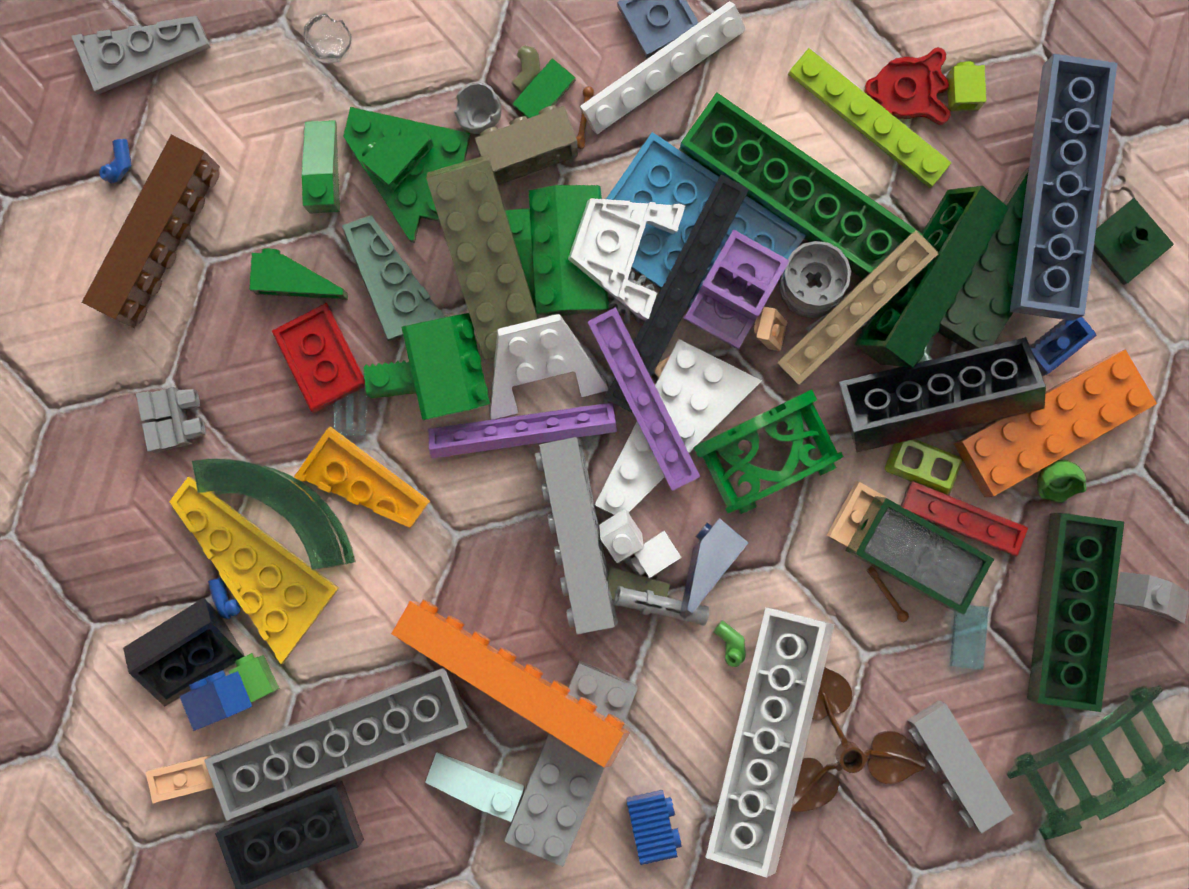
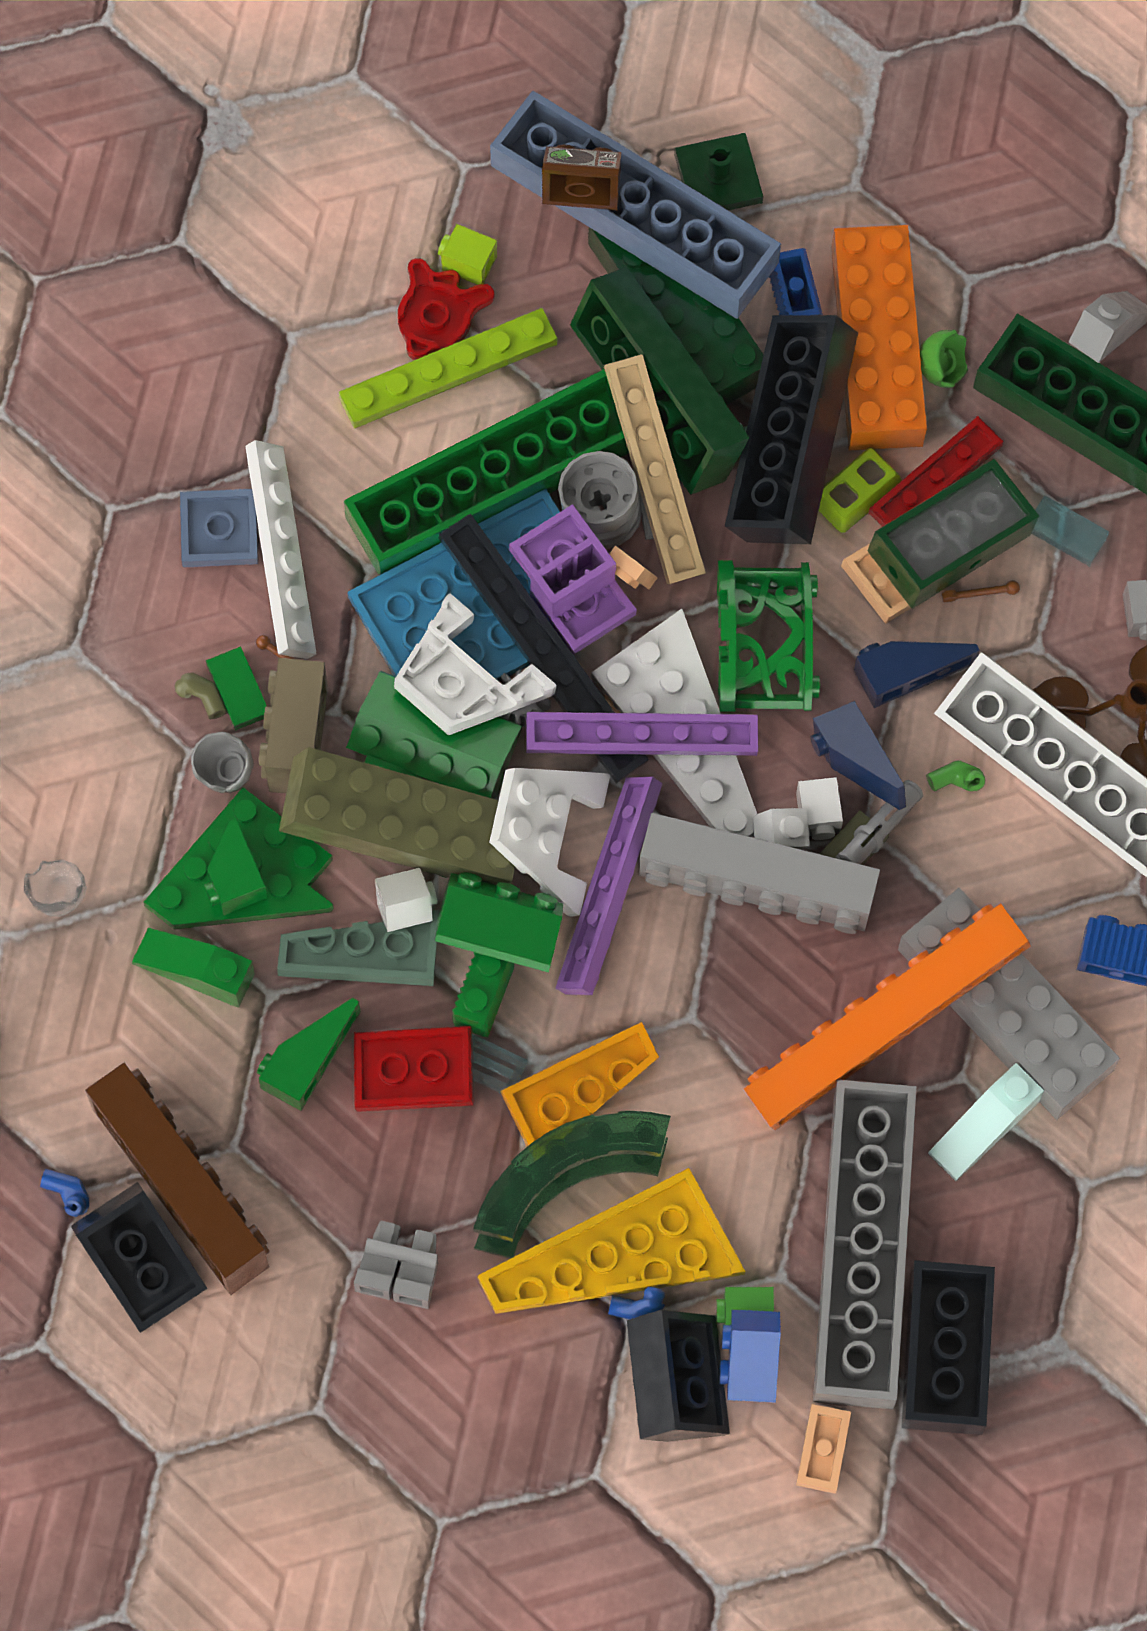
camera: 65 degrees left, 15 degrees down
(86, 229) = (138, 1257): none -> black slope
(436, 289) = (405, 899): none -> white brick
(795, 564) = (907, 666): none -> dark blue slope
(1059, 133) = (581, 177): none -> reddish brown slope

